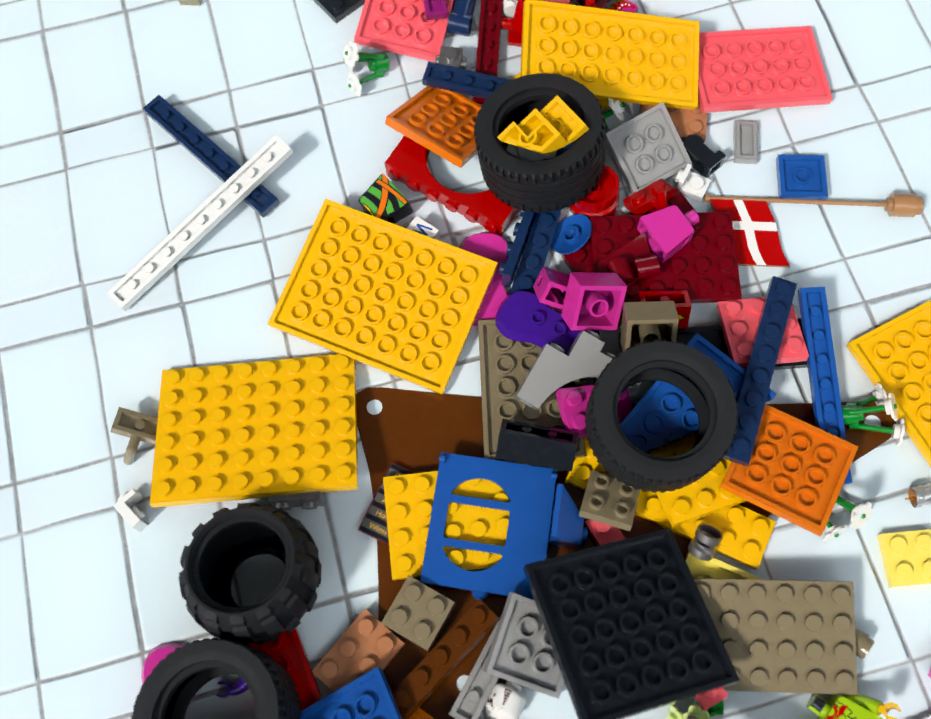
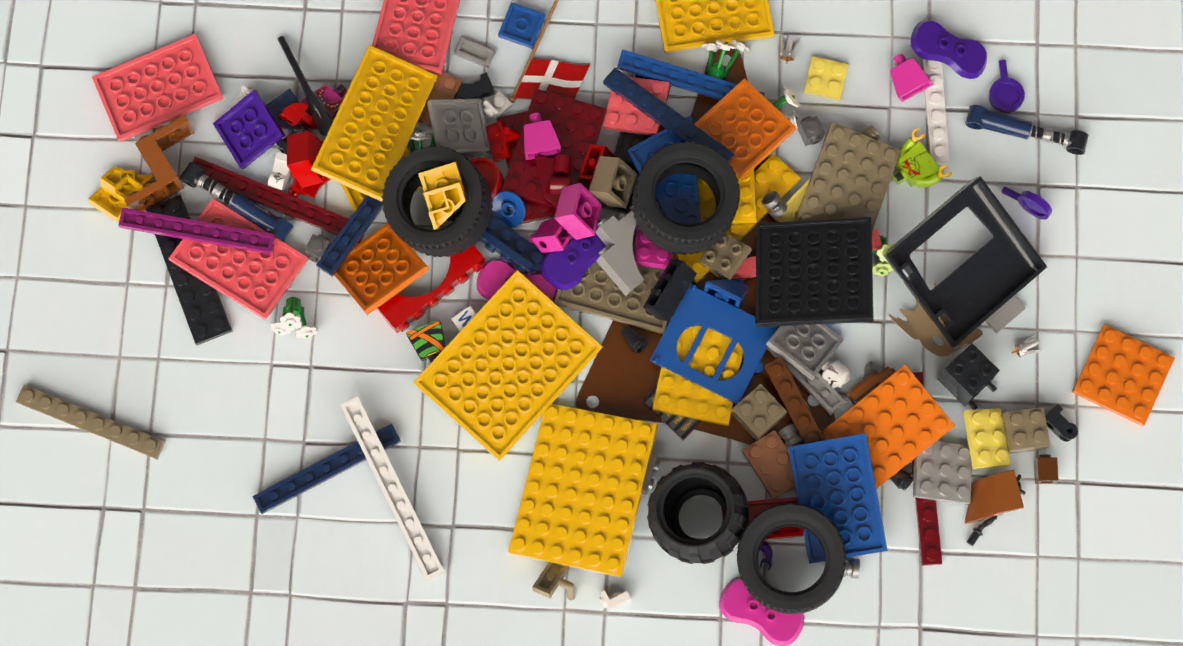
camera: 75 degrees left, 5 degrees up
(400, 667) = (790, 435): none -> flat silver wheel
(462, 430) = (635, 341): none -> black cone
(829, 560) = (811, 130): none -> flat silver brick

